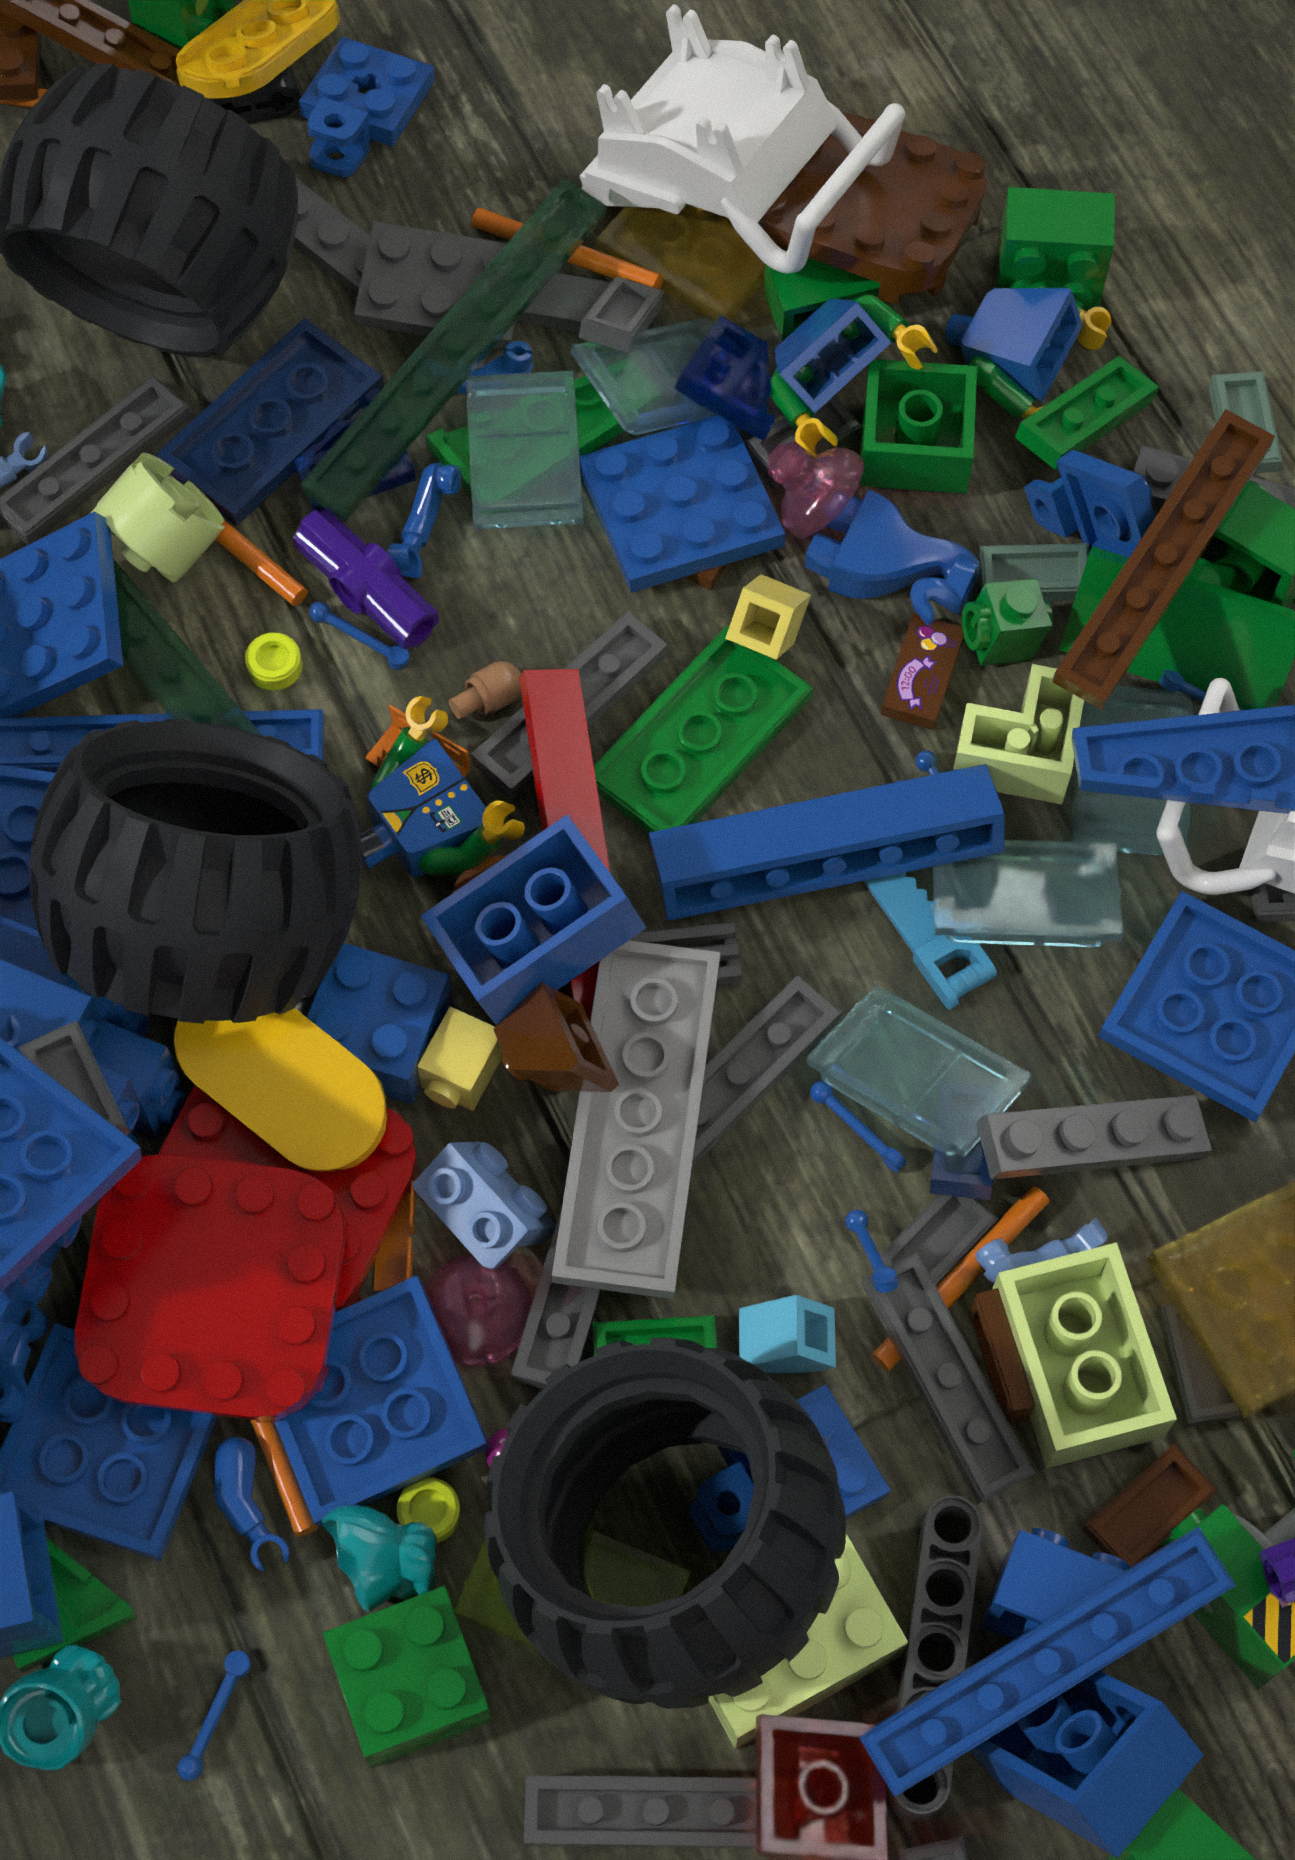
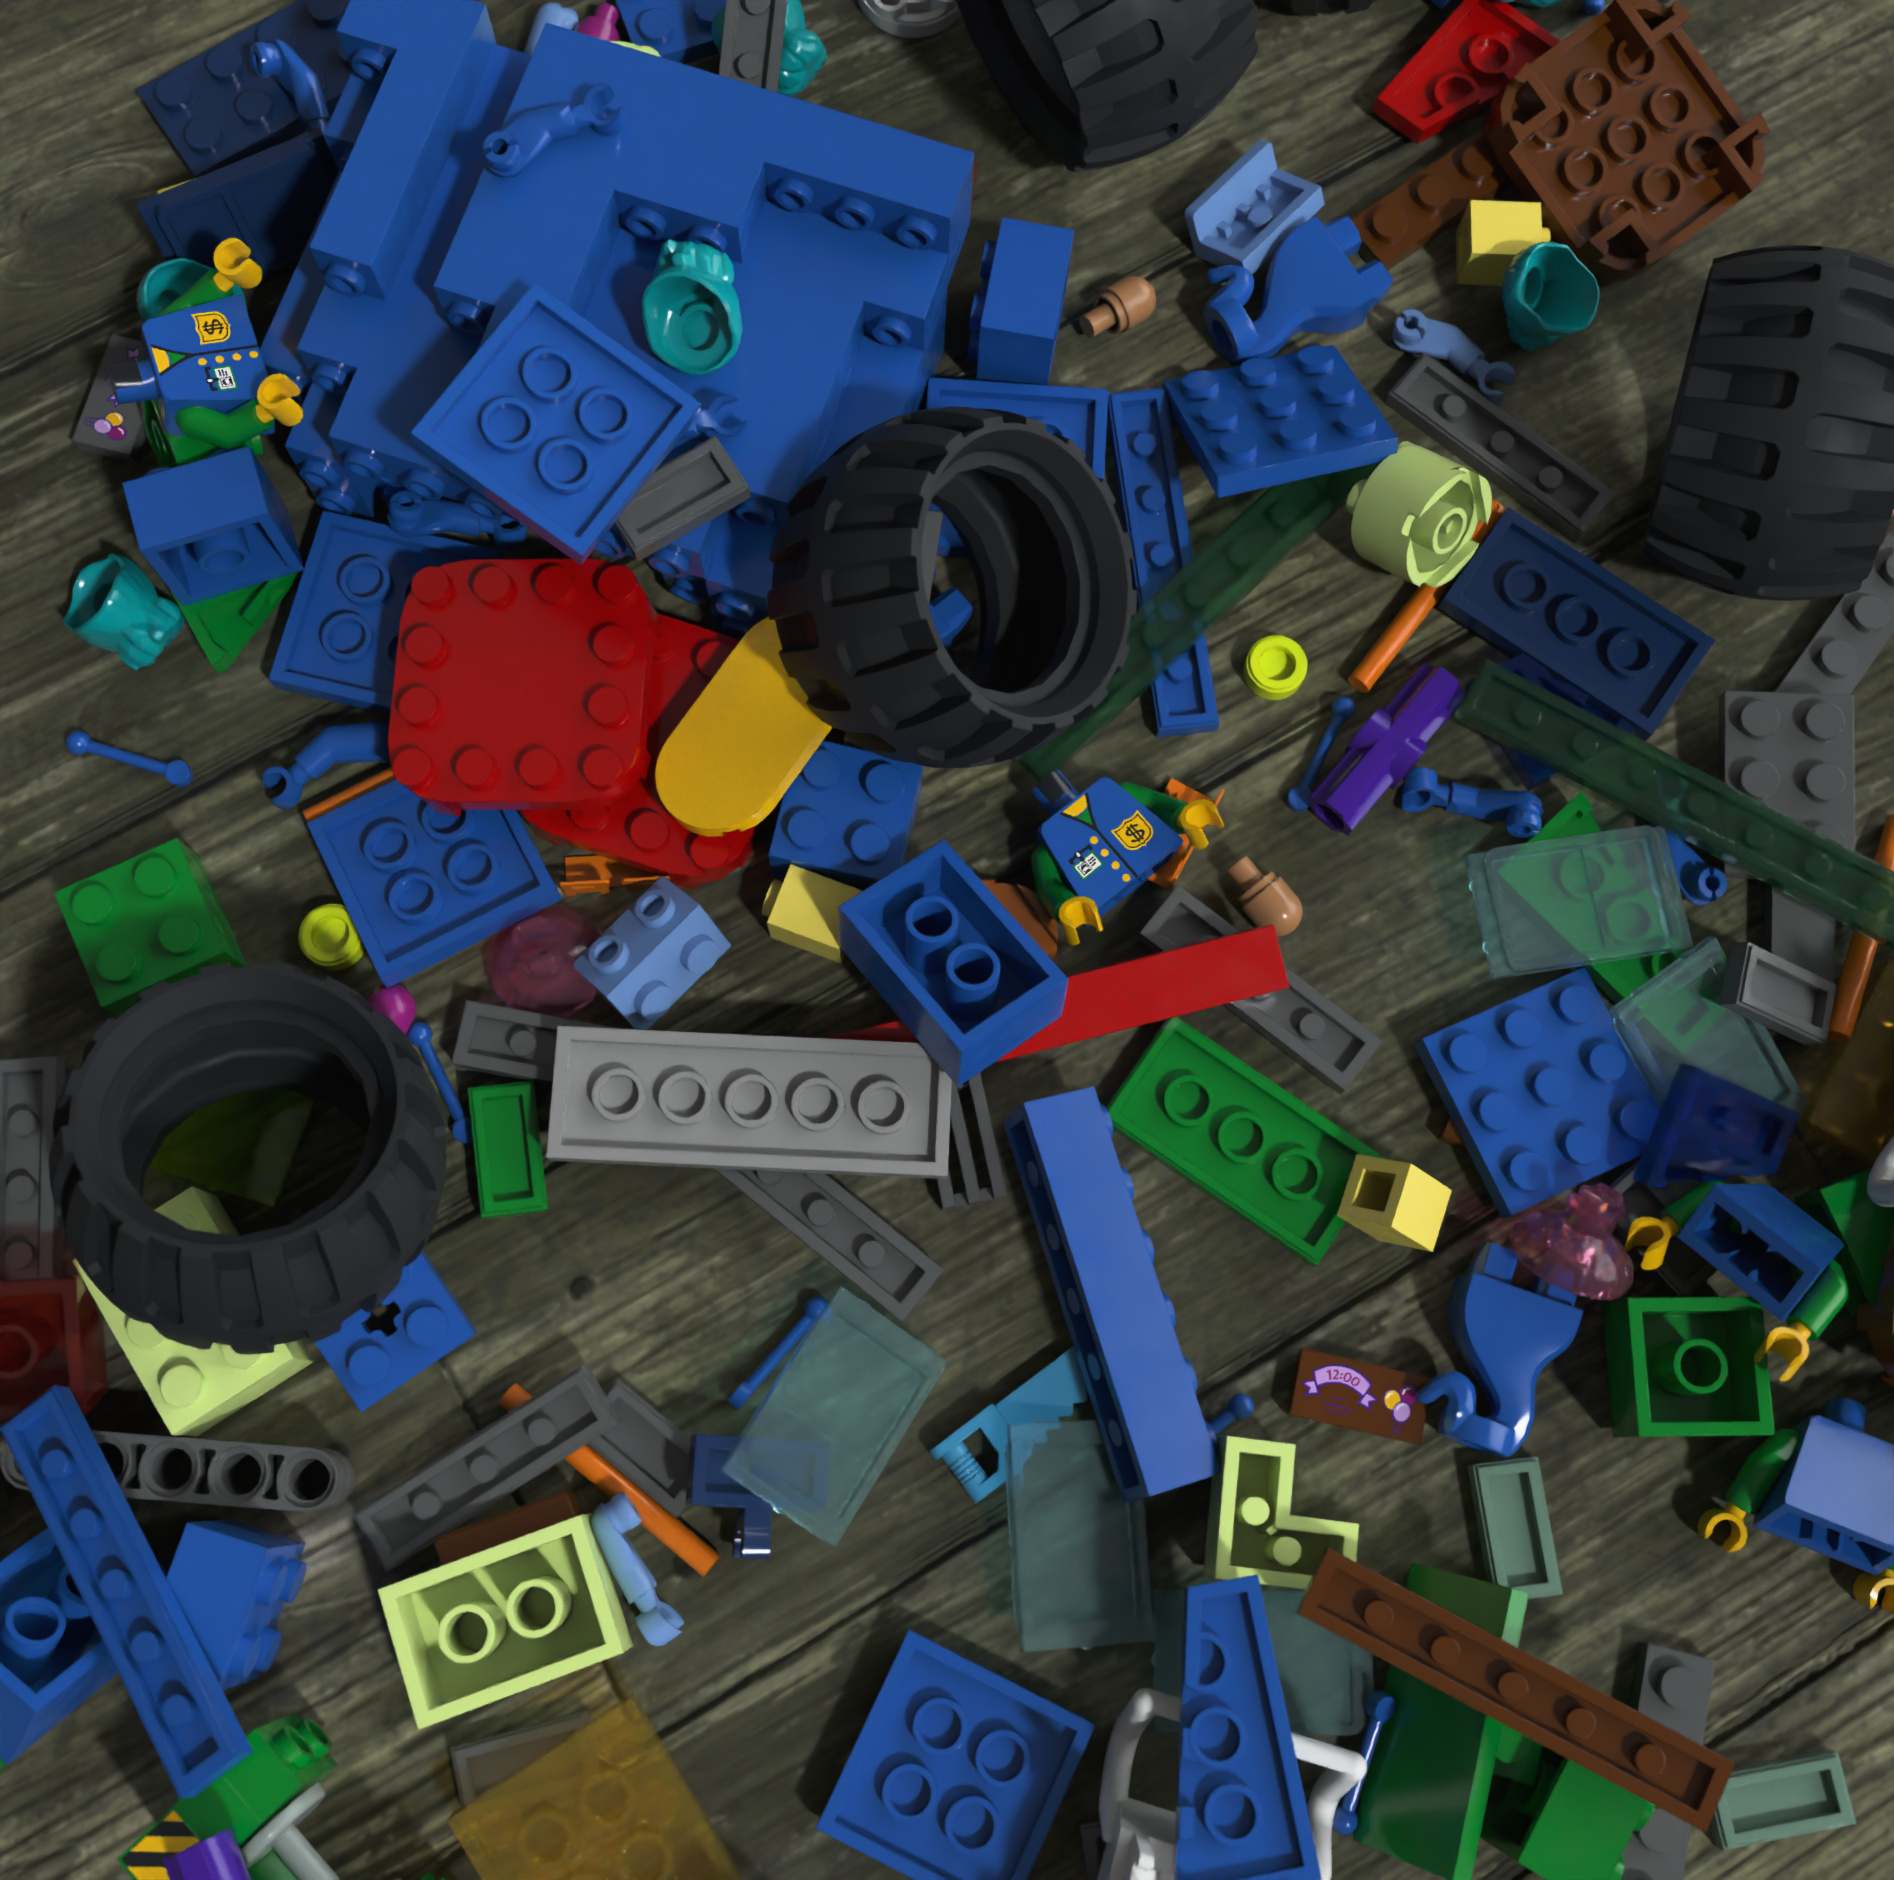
camera: 80 degrees right, 10 degrees up
(382, 1555) = (270, 890): teal hair -> none
(554, 1044) = (813, 1003): reddish brown slope -> none
(788, 1335) = (525, 1289): medium azure brick -> none
(884, 1277) = (574, 1386): blue hinge -> none
(1007, 622) = (1429, 1494): green brick -> none
(1087, 411) = (1745, 1585): green plate -> none
(1093, 1136) = (767, 1625): dark grey plate -> none
(1097, 499) = (1612, 1592): blue plate -> none
(1150, 1507) = (353, 1706): reddish brown tile -> none

